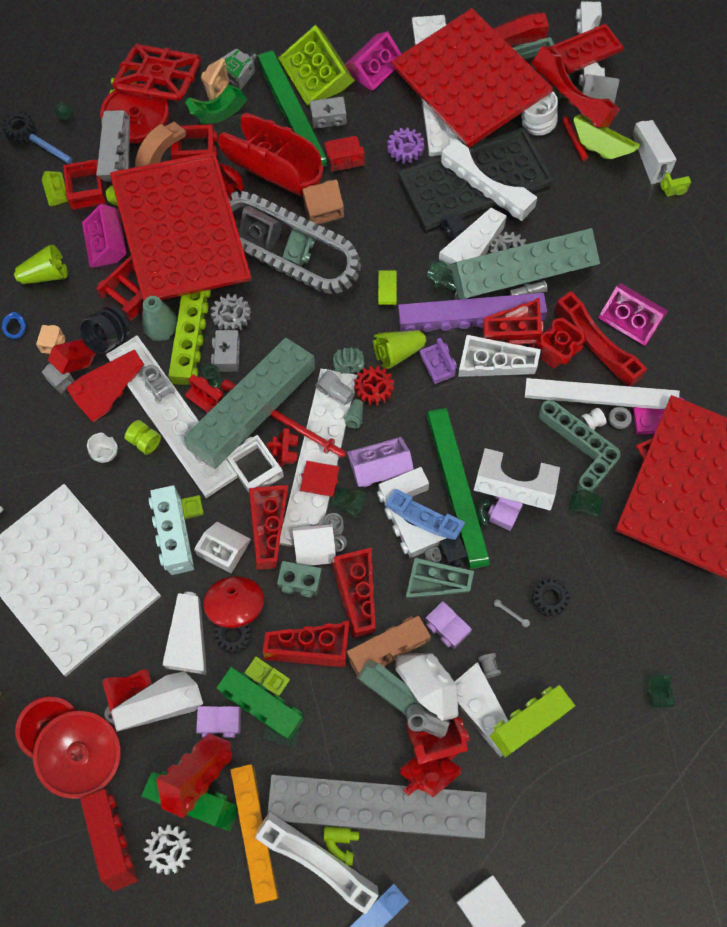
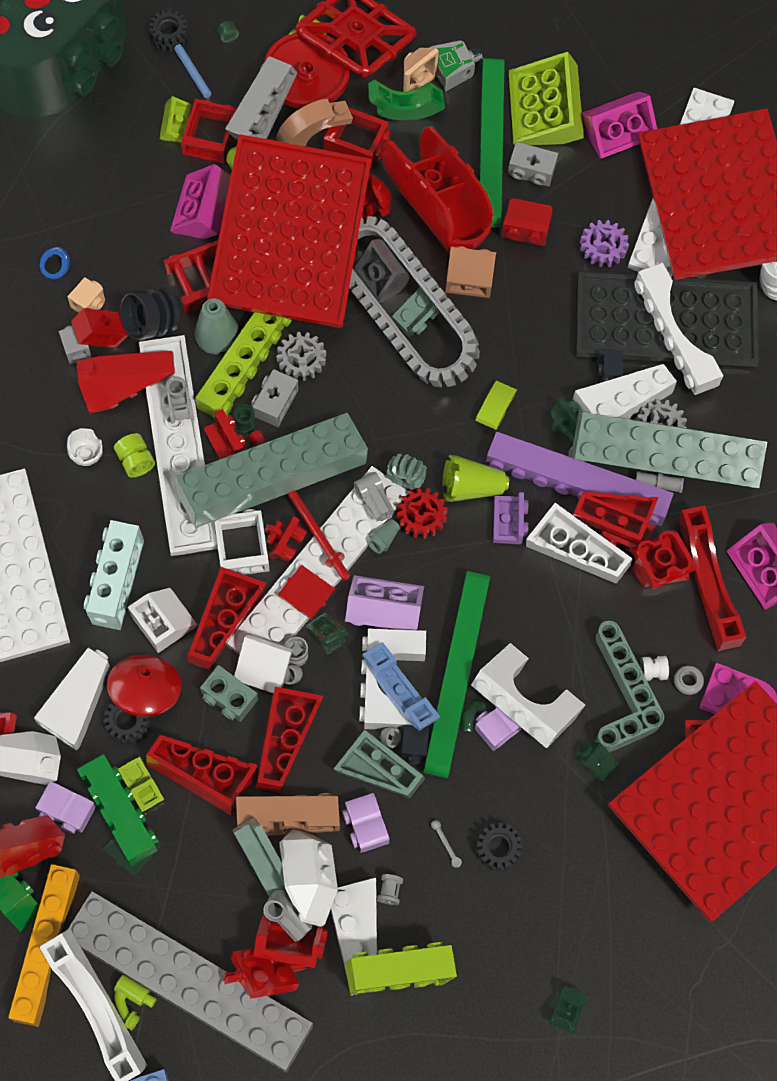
camera: 20 degrees right, 0 degrees up
(42, 267) = (117, 209): lime cone -> none
(192, 507) = (151, 559): lime tile -> none
(598, 393) = (676, 640): white tile -> none

